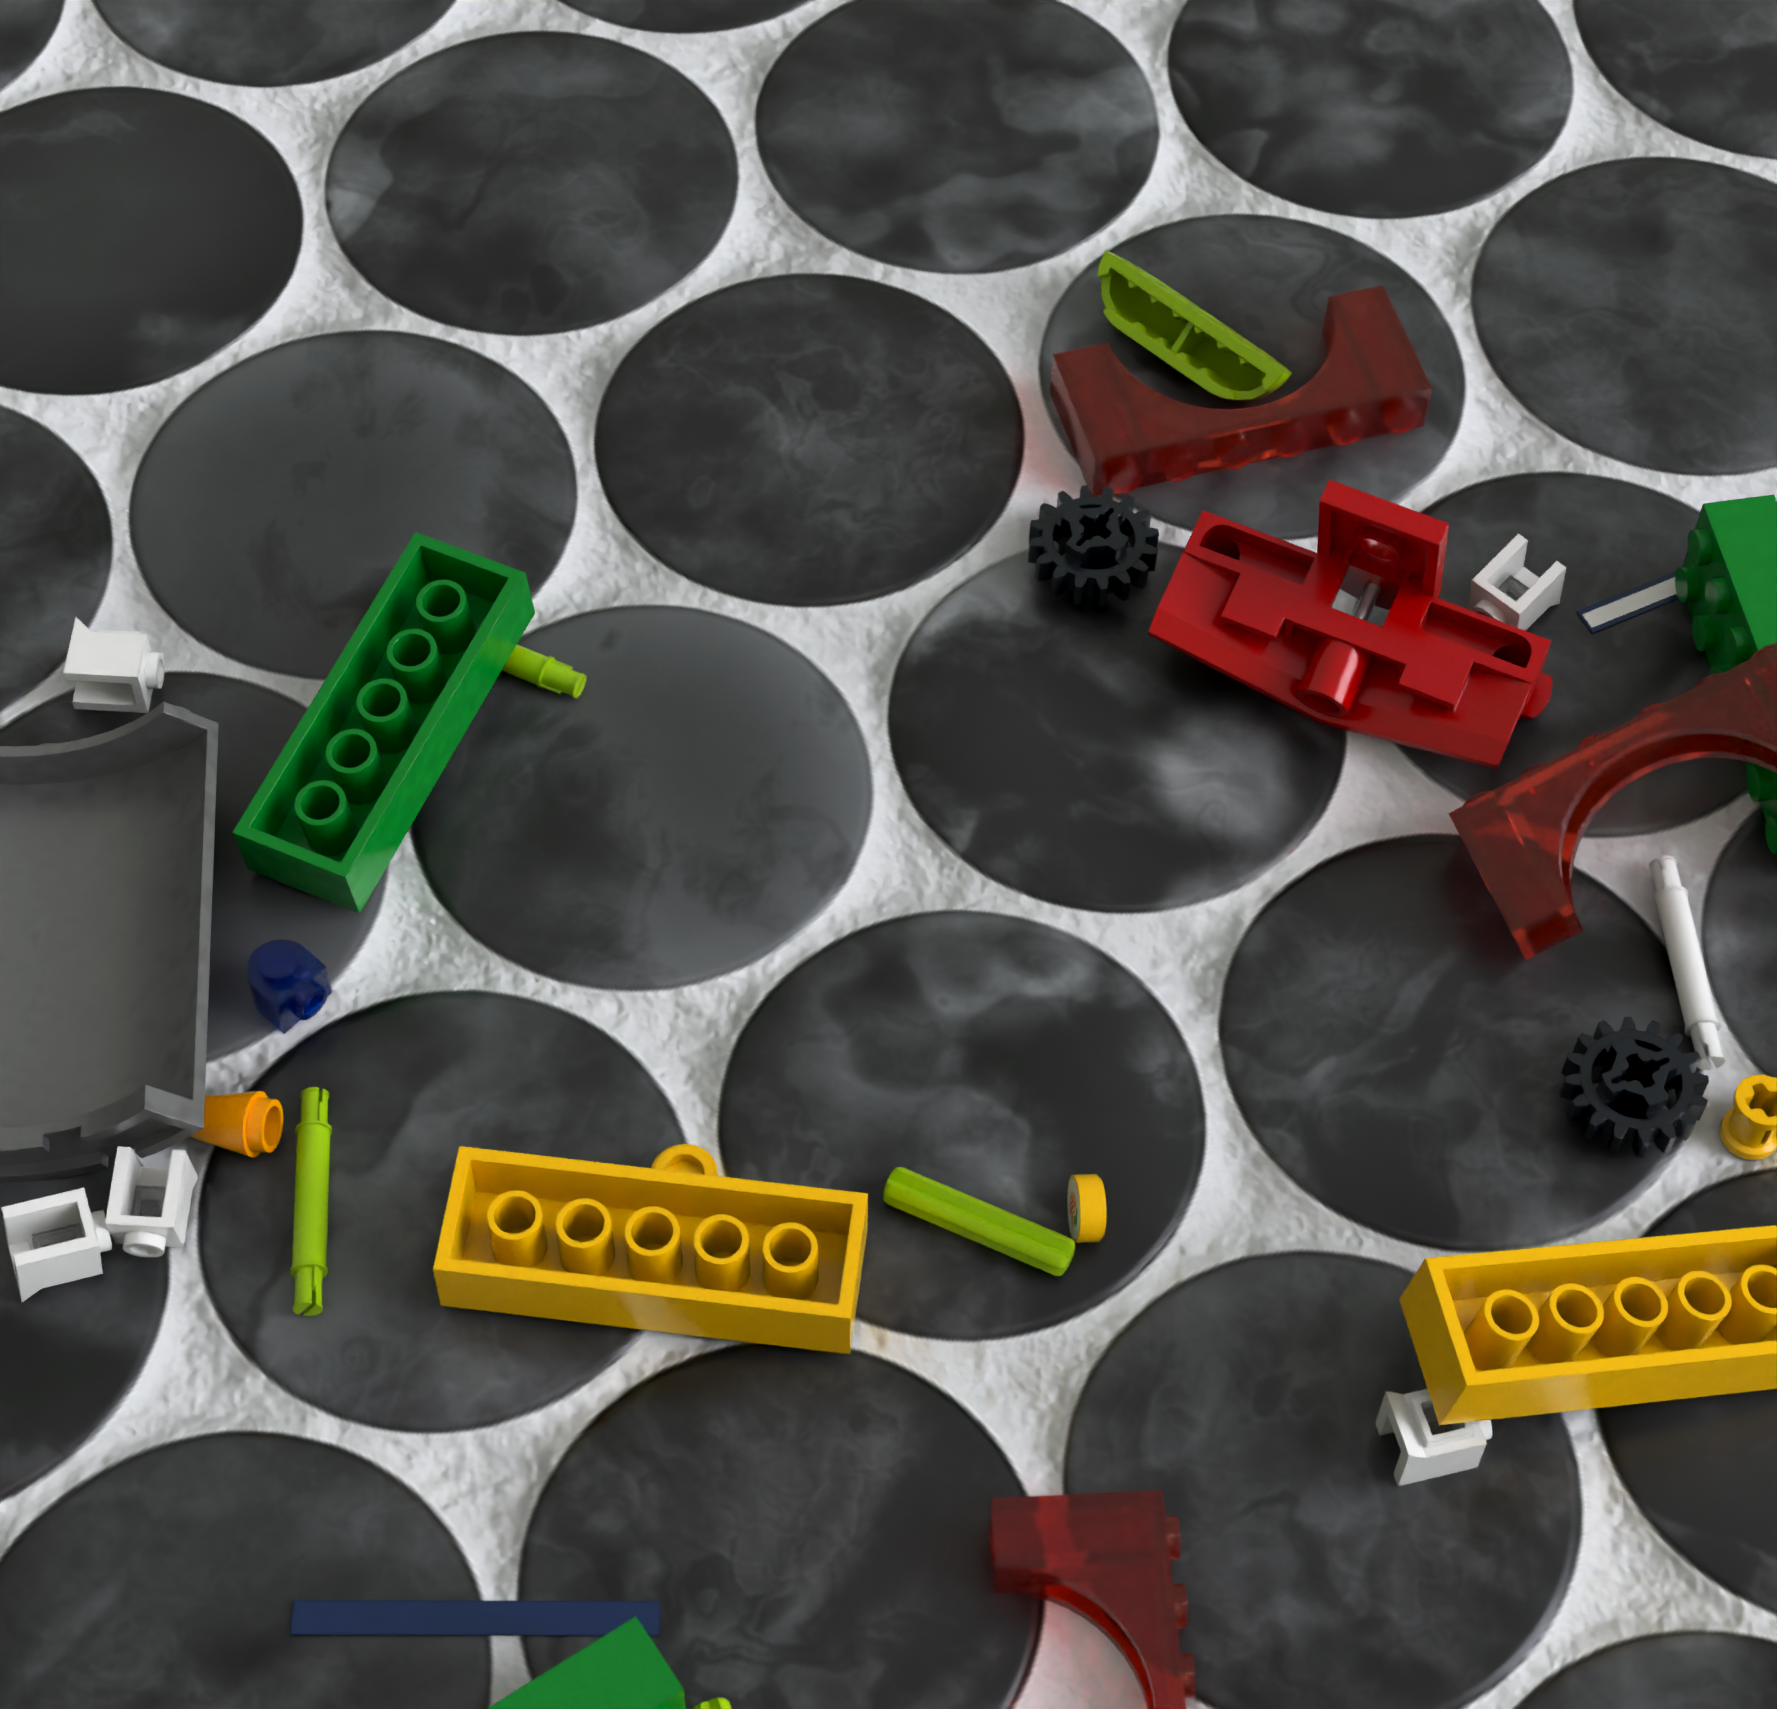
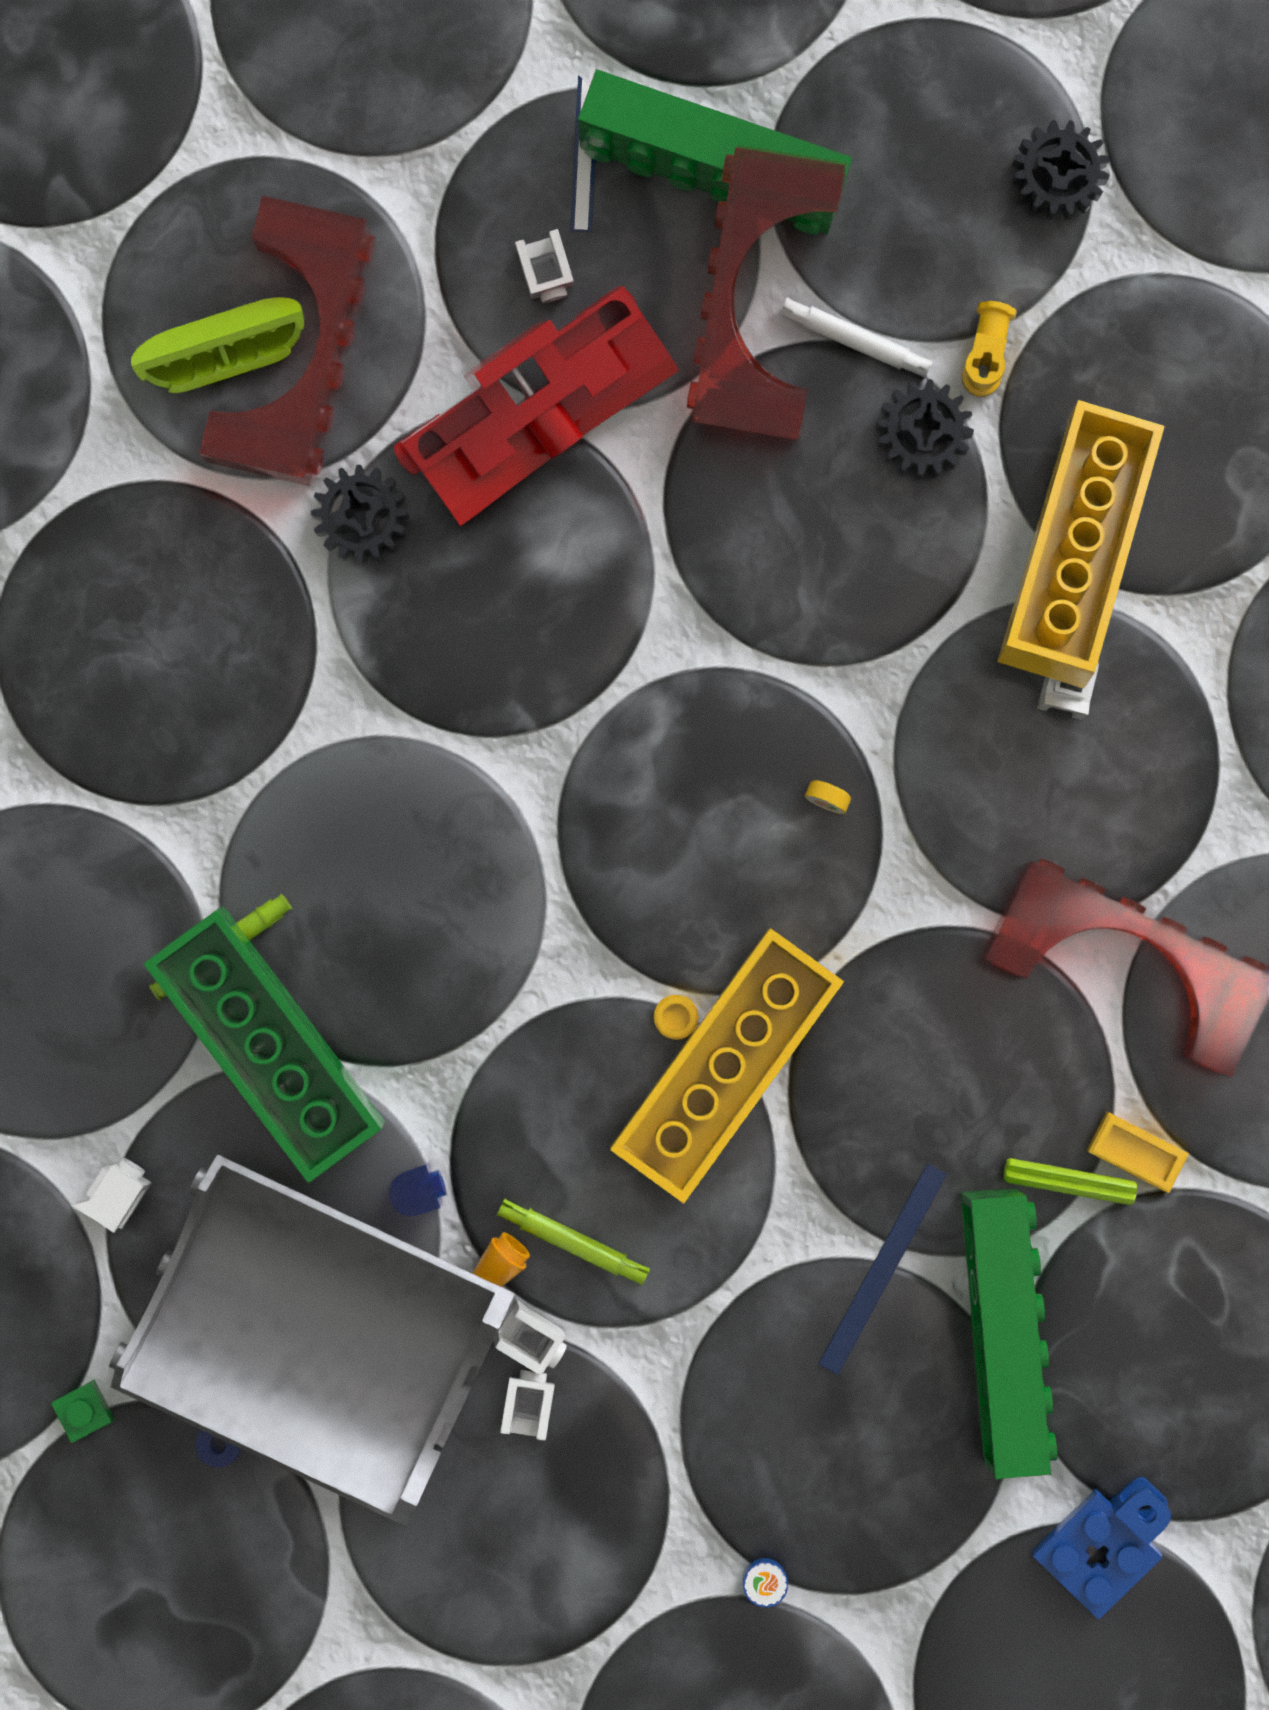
camera: 55 degrees left, 30 degrees up
(979, 1221) = (798, 861): lime axle -> none

